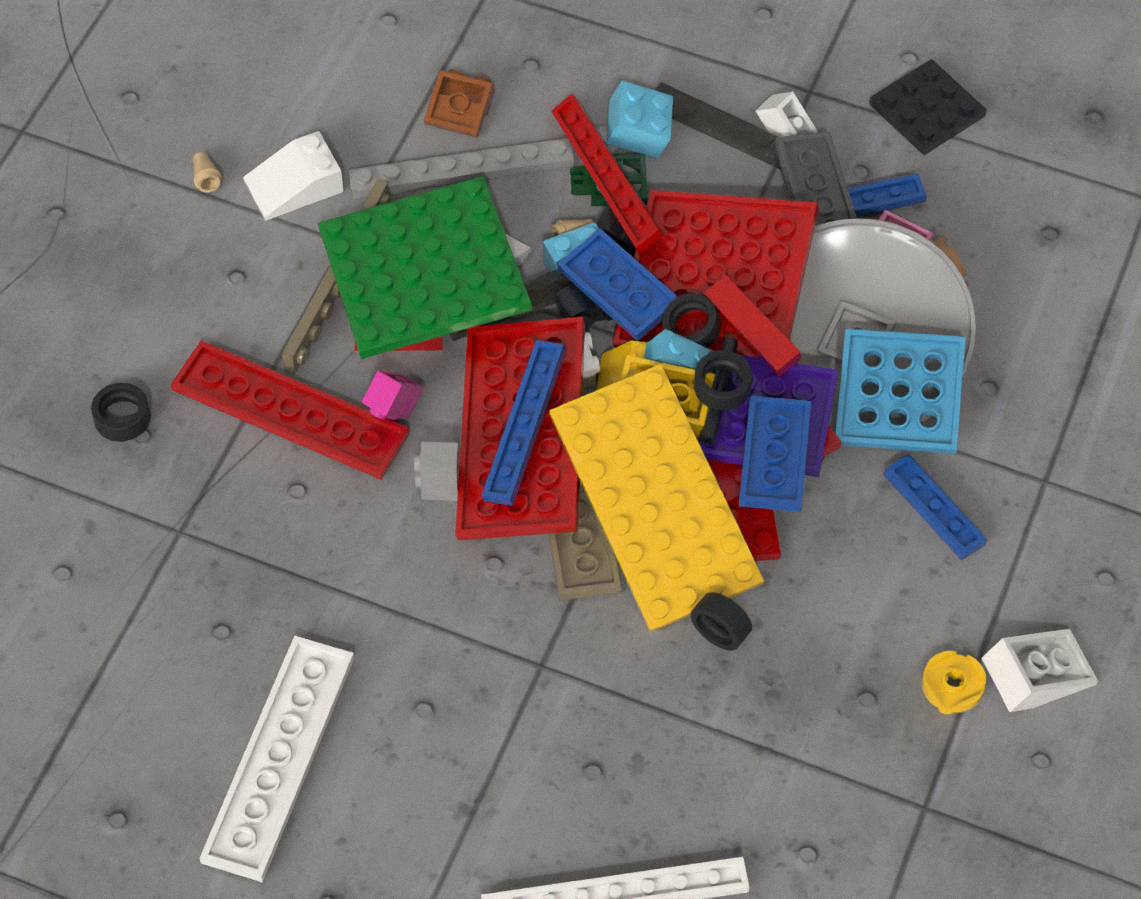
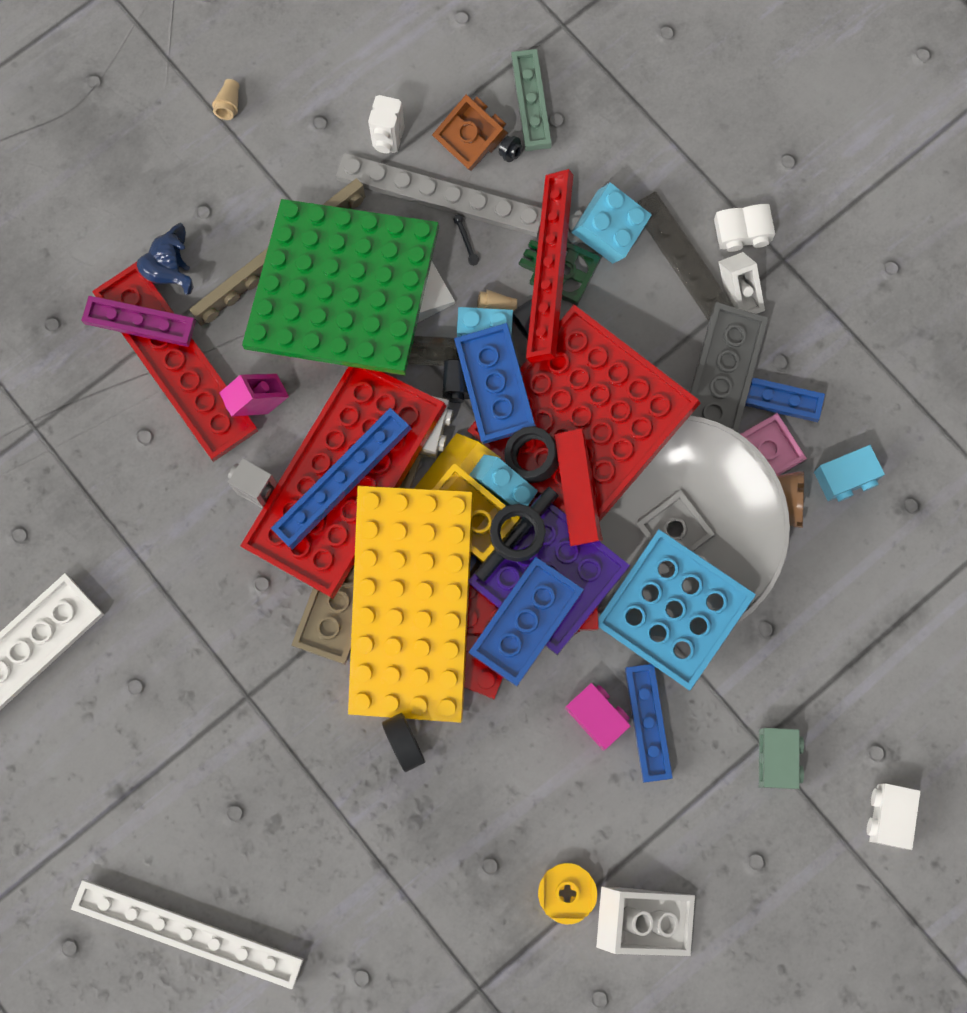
camera: 30 degrees right, 20 degrees up
(117, 393) = (32, 280): black tyre -> none
(231, 326) = (164, 259): none -> dark blue piece
(237, 384) = (138, 321): none -> magenta plate
(295, 177) = (296, 139): white slope -> none
(378, 125) = (386, 124): none -> white brick
(499, 57) = (531, 100): none -> sand green plate
(505, 102) = (510, 148): none -> black plate
(526, 207) = (473, 259): none -> black hinge
(760, 76) = (744, 227): none -> white brick
(885, 521) = (598, 716): none -> dark pink brick
(927, 107) = (877, 326): black plate -> none
(980, 228) = (849, 473): none -> medium azure brick
(1070, 479) = (780, 758): none -> sand green brick

